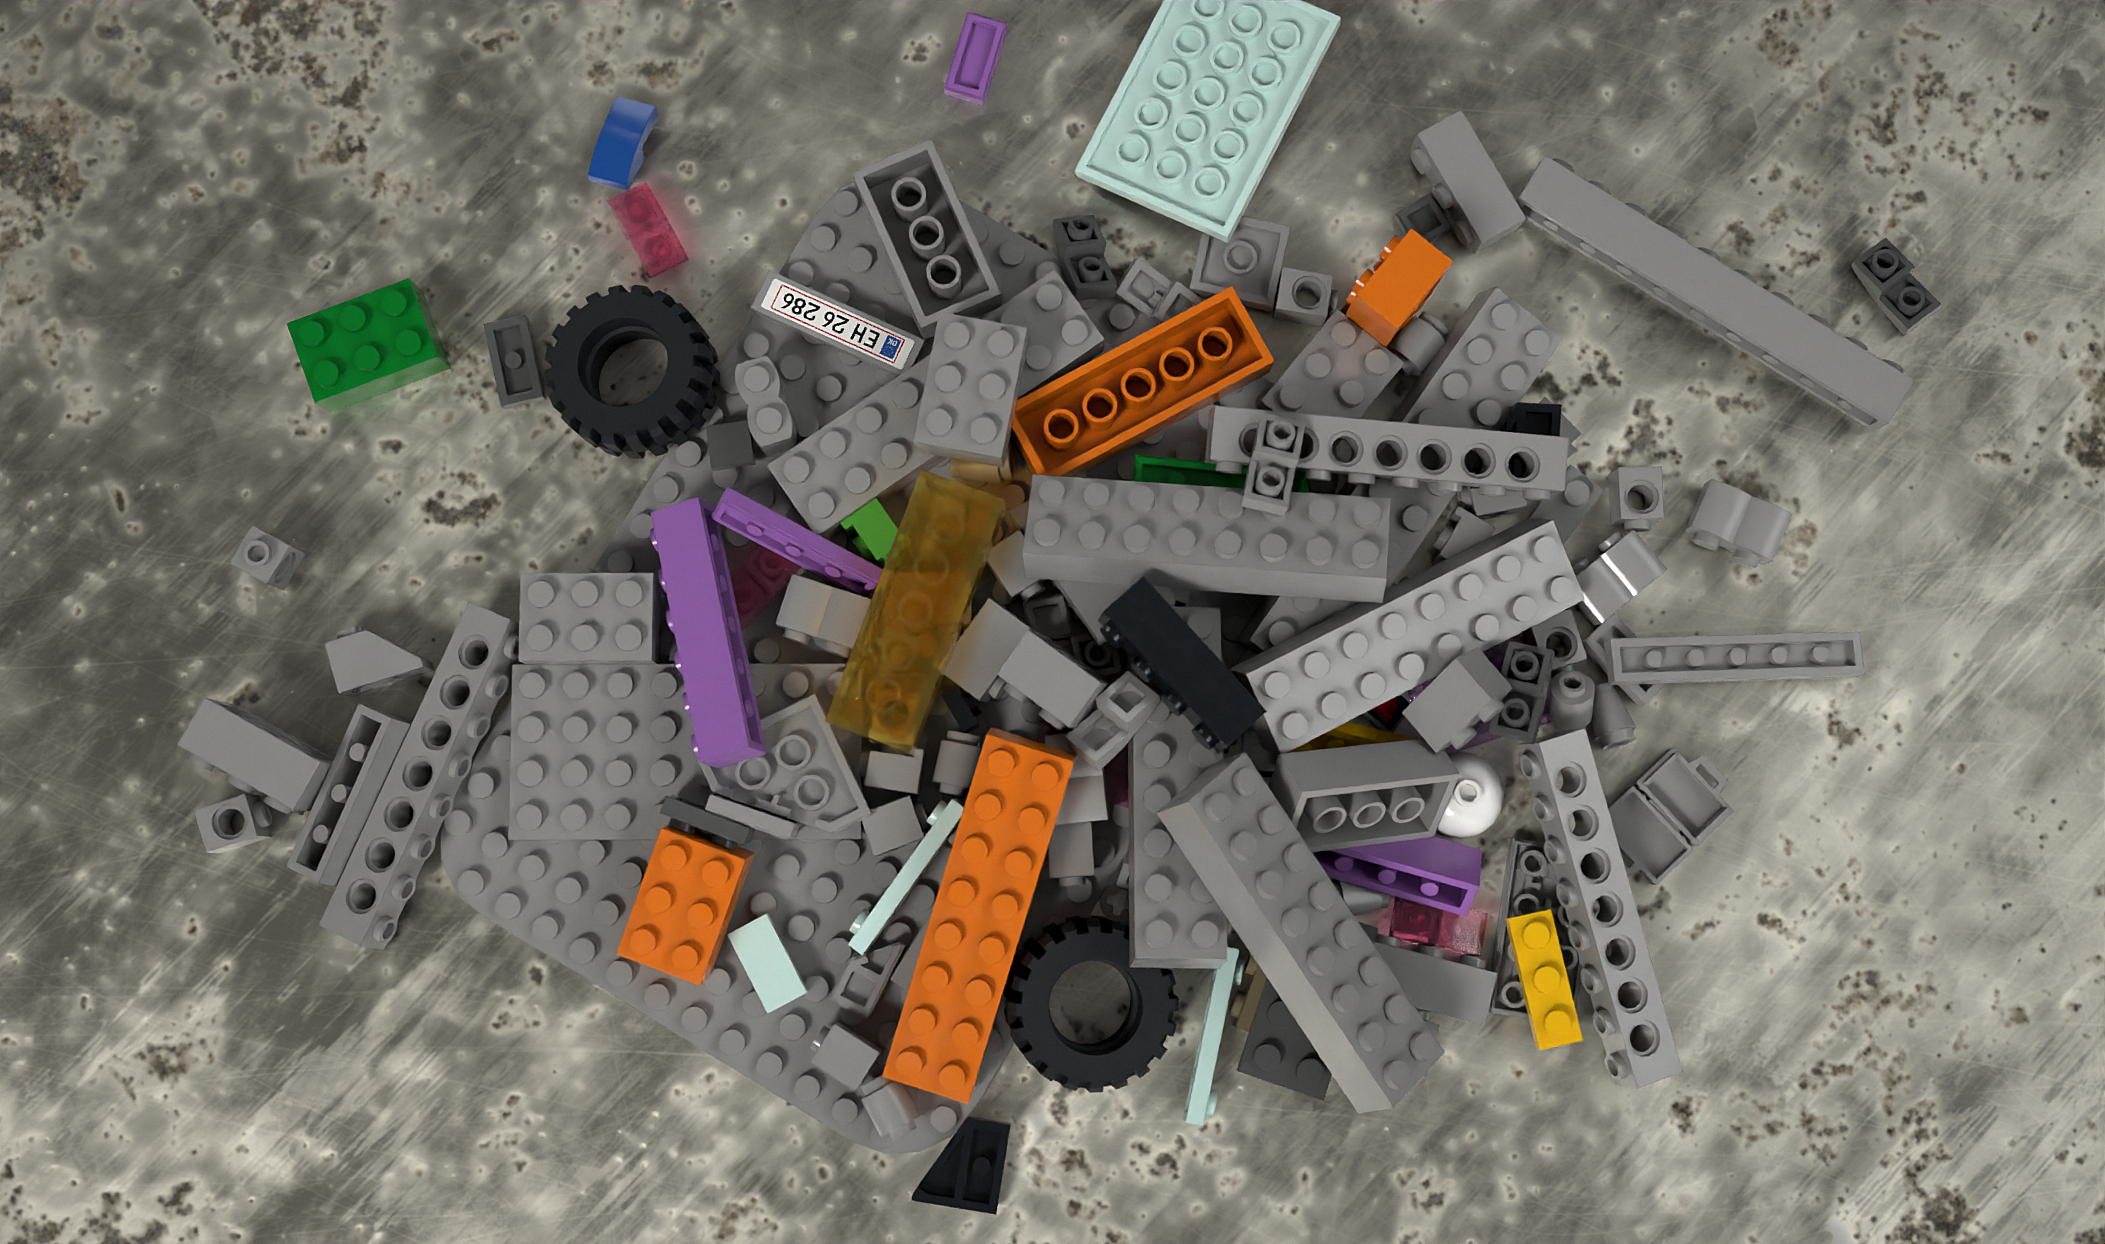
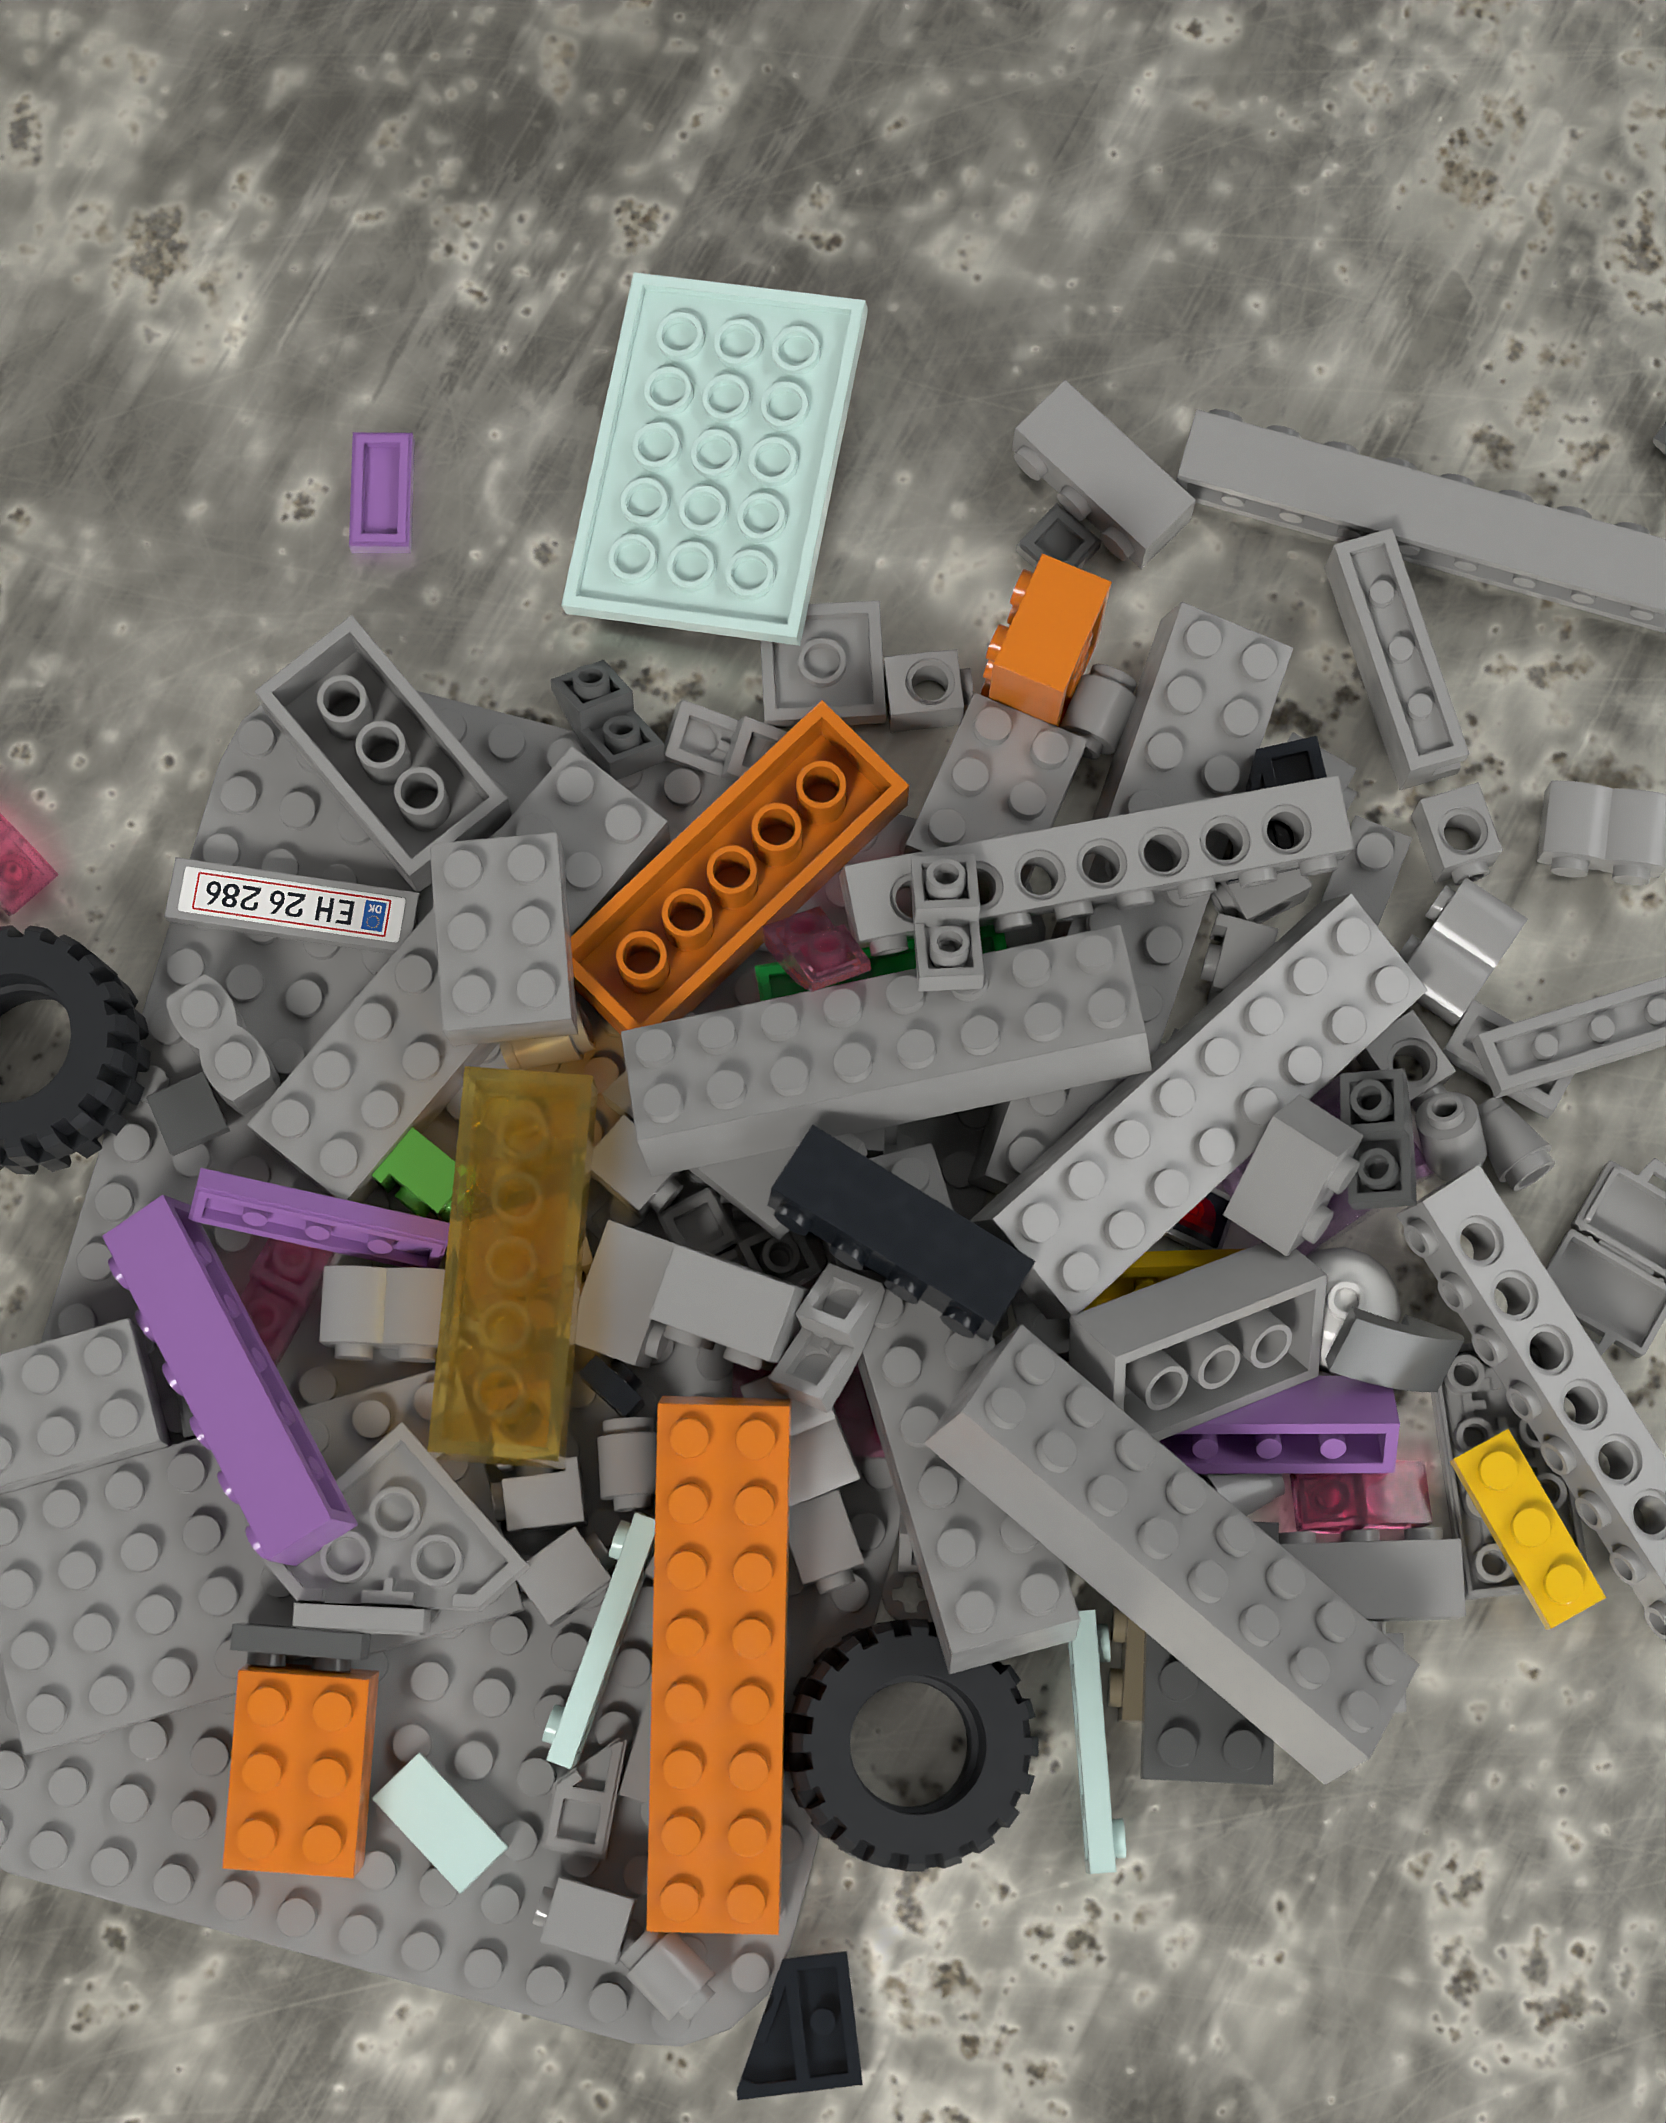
camera: 15 degrees left, 5 degrees down
(1179, 456) = (814, 949): none -> clear pink slope
(1487, 837) = (1393, 1353): none -> slope
(1630, 365) = (1396, 659): none -> light grey brick

